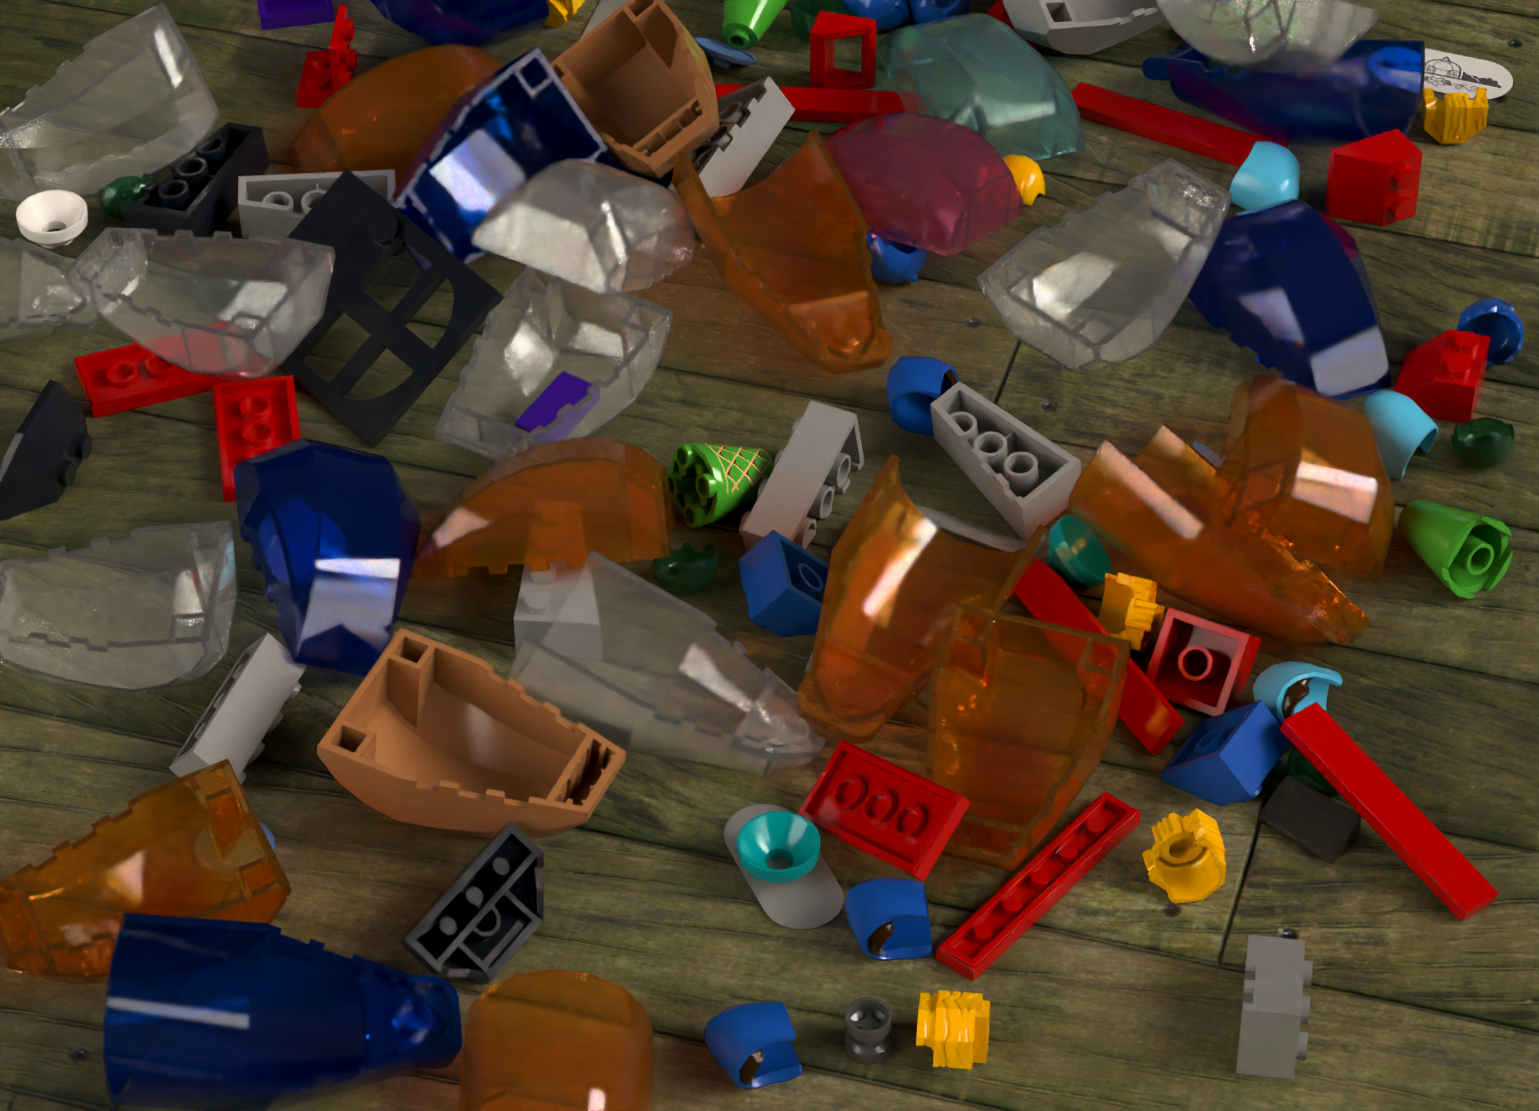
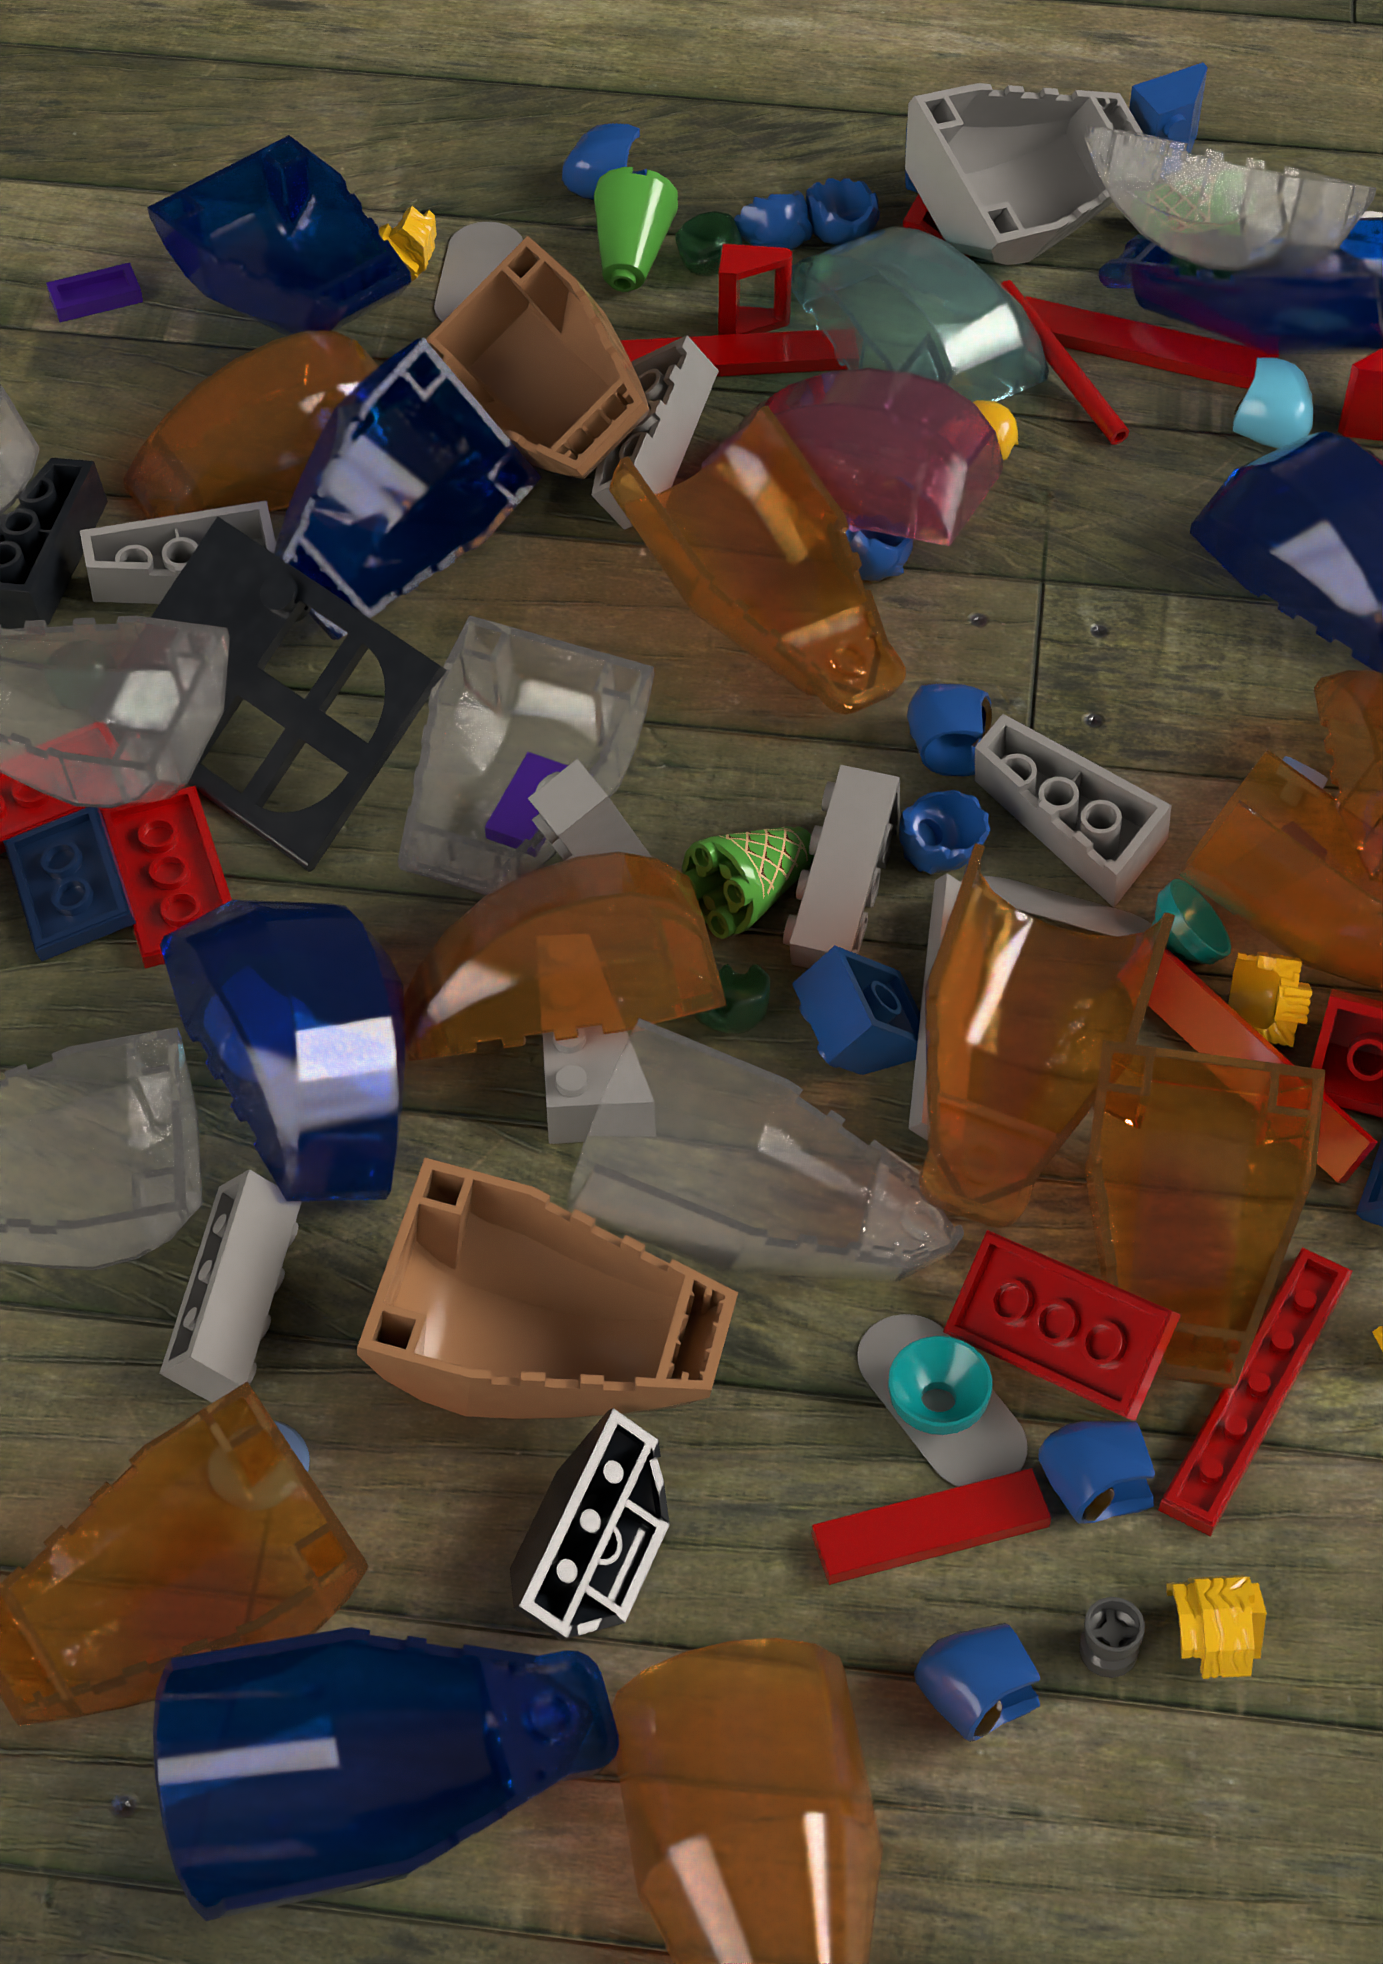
camera: 10 degrees left, 10 degrees up
(176, 432) = (69, 882): none -> dark blue tile
(332, 69) = (150, 372): red bracket -> none
(581, 405) = (581, 816): none -> light grey brick
(591, 227) = (525, 566): clear windscreen -> none
(724, 53) = (614, 301): medium blue piece -> none
(749, 945) = (930, 1526): none -> red tile
(873, 457) = (942, 830): none -> blue hair
(1096, 134) = (1073, 376): none -> red piece
(1111, 274) = (1145, 550): clear windscreen -> none

